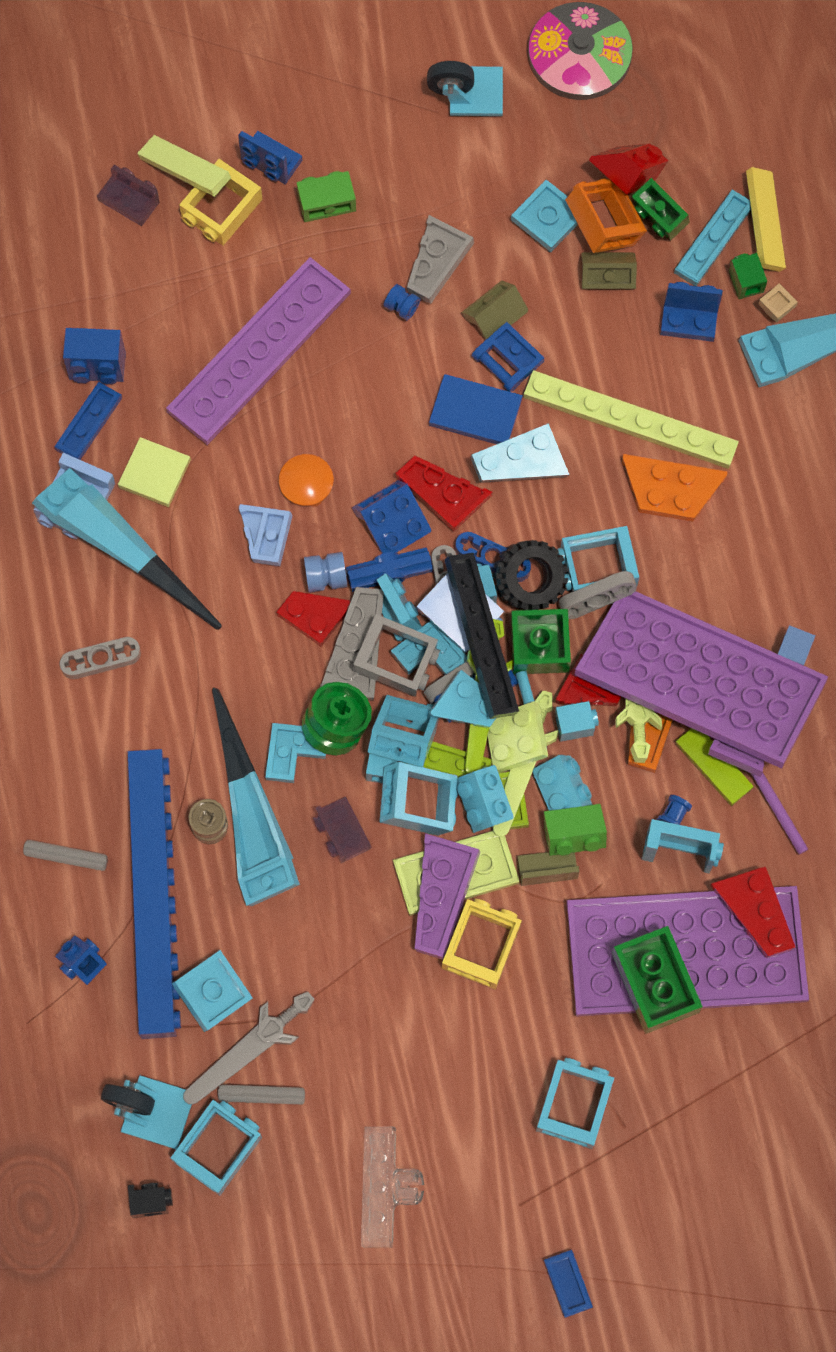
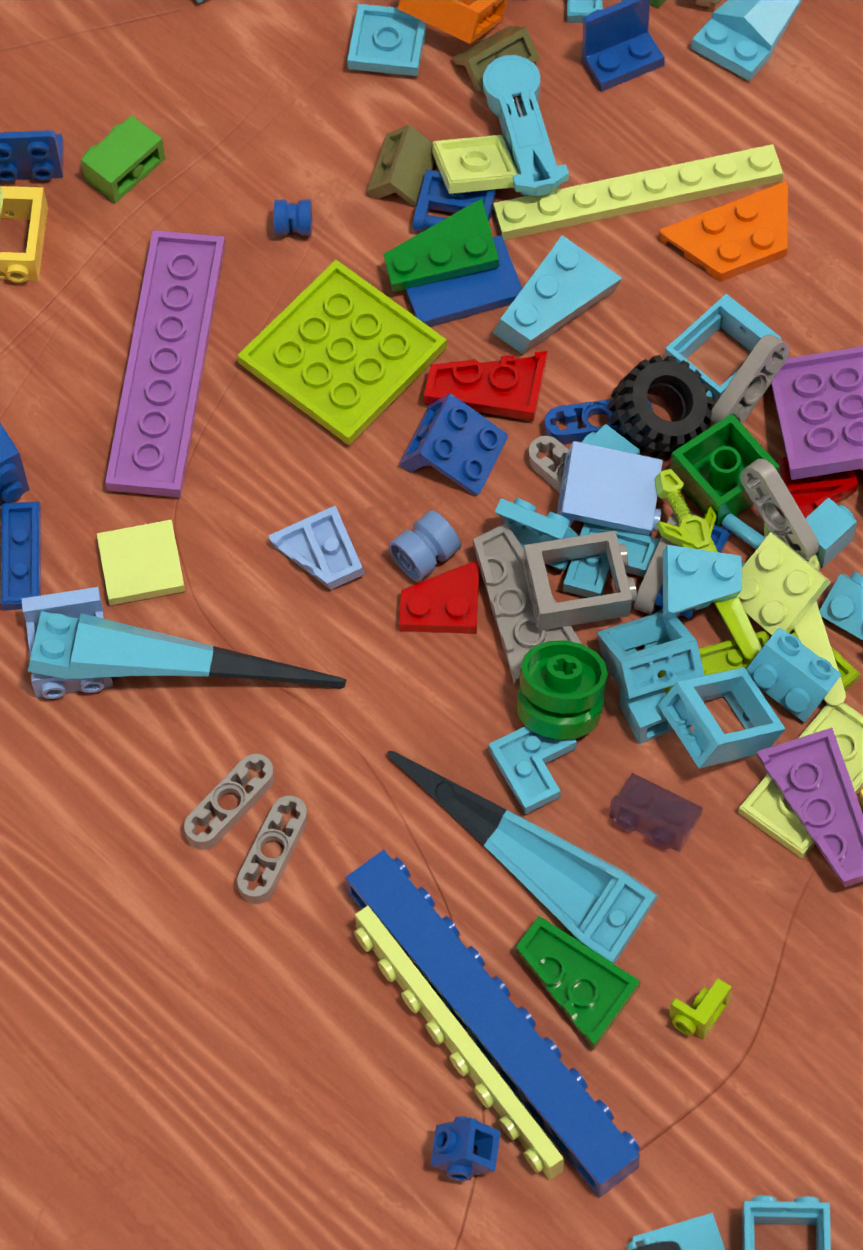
camera: 30 degrees left, 10 degrees down
(65, 855) = (353, 1046): light grey axle -> none
(106, 692) = (251, 870): none -> light grey beam
(123, 905) = (465, 1055): none -> yellowish green plate
(208, 821) = (497, 897): dark tan wheel -> none
(212, 991) = (646, 1082): medium azure plate -> none
(221, 903) = (577, 978): none -> green wing
(261, 1094) = (790, 1163): light grey axle -> none
(263, 1036) = (741, 1098): light grey sword -> none
(283, 970) = (708, 1008): none -> lime bracket
(306, 480) = (324, 466): orange dish -> none
(369, 411) = (342, 351): none -> lime plate
(390, 563) = (509, 483): blue piece -> none
(438, 257) = (297, 150): light grey wing -> none
(477, 385) = (444, 251): none -> green wing
(481, 635) = (663, 493): black plate -> none
(539, 337) = (474, 163): none -> yellowish green tile
(549, 690) = (767, 490): none -> light grey beam
(596, 303) = (513, 96): none -> medium azure piece

